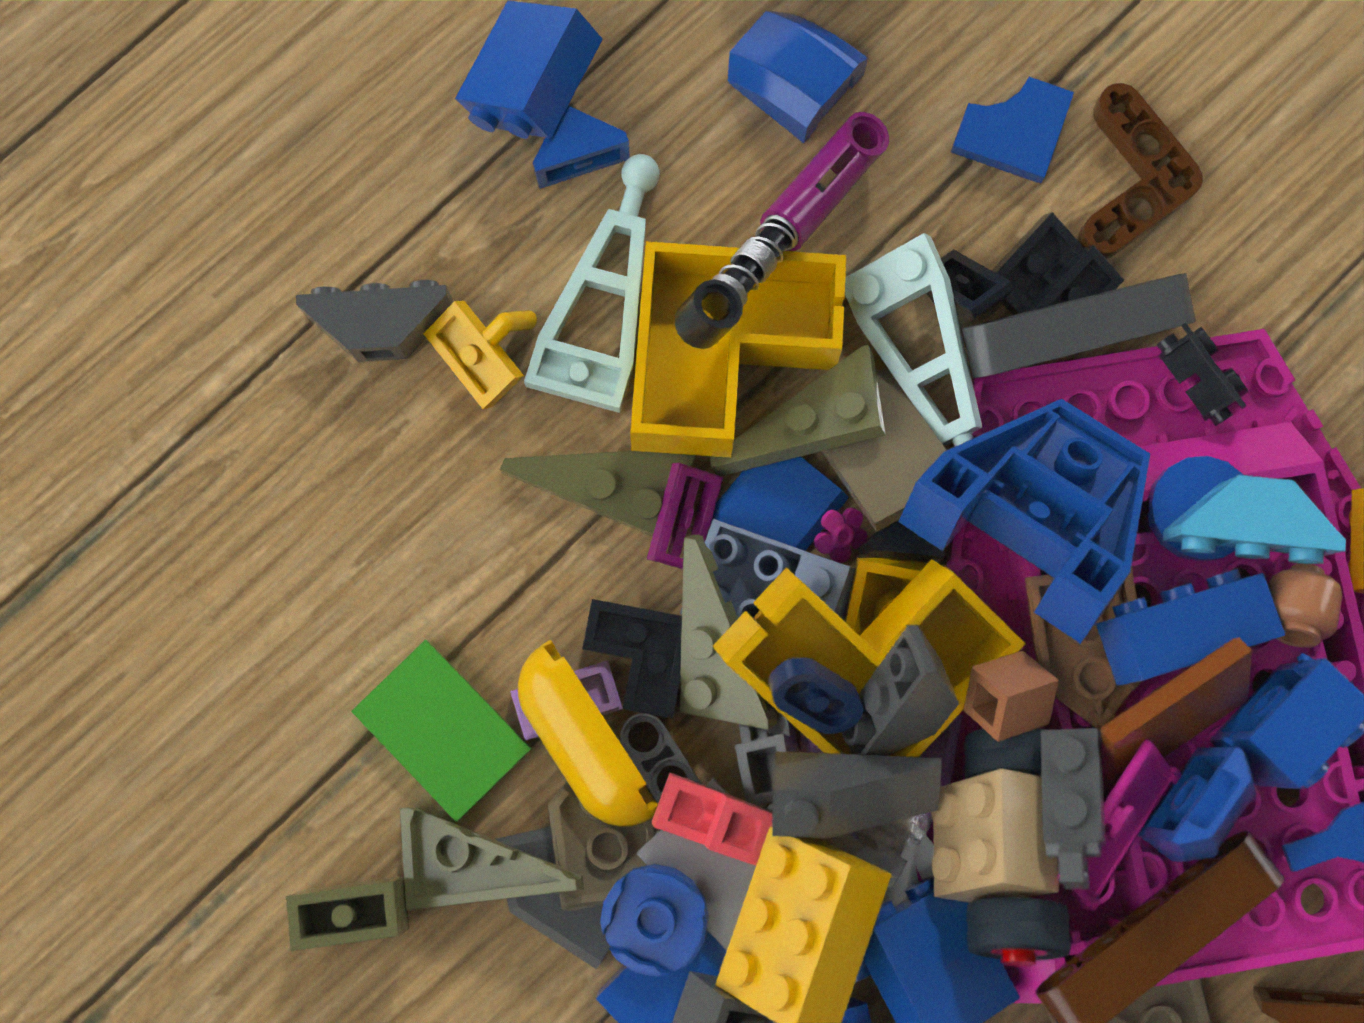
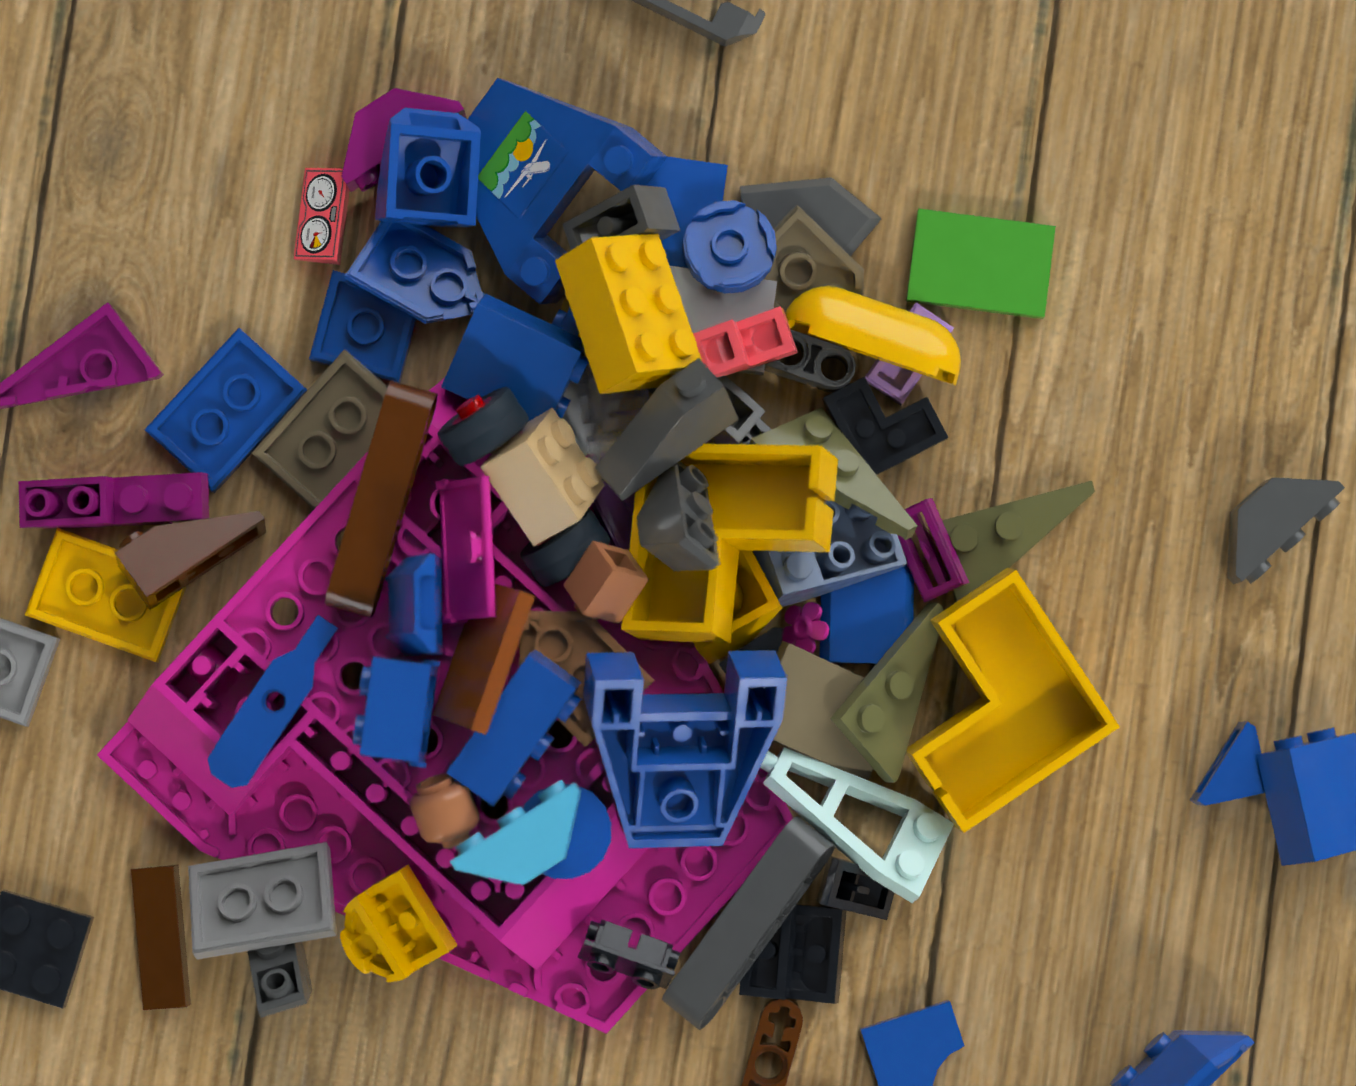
camera: 140 degrees right, 5 degrees up
(347, 913) = (942, 89): olive brick -> none
(459, 866) = (892, 180): olive wing -> none
(475, 350) = (1182, 554): yellow plate -> none
(581, 372) = (1096, 597): light aqua plate -> none
(784, 228) = (1025, 821): piece -> none
(793, 70) = (1121, 968): blue slope -> none
(815, 695) = (742, 473): dark blue plate -> none
(1072, 801) = (515, 534): dark grey hinge -> none

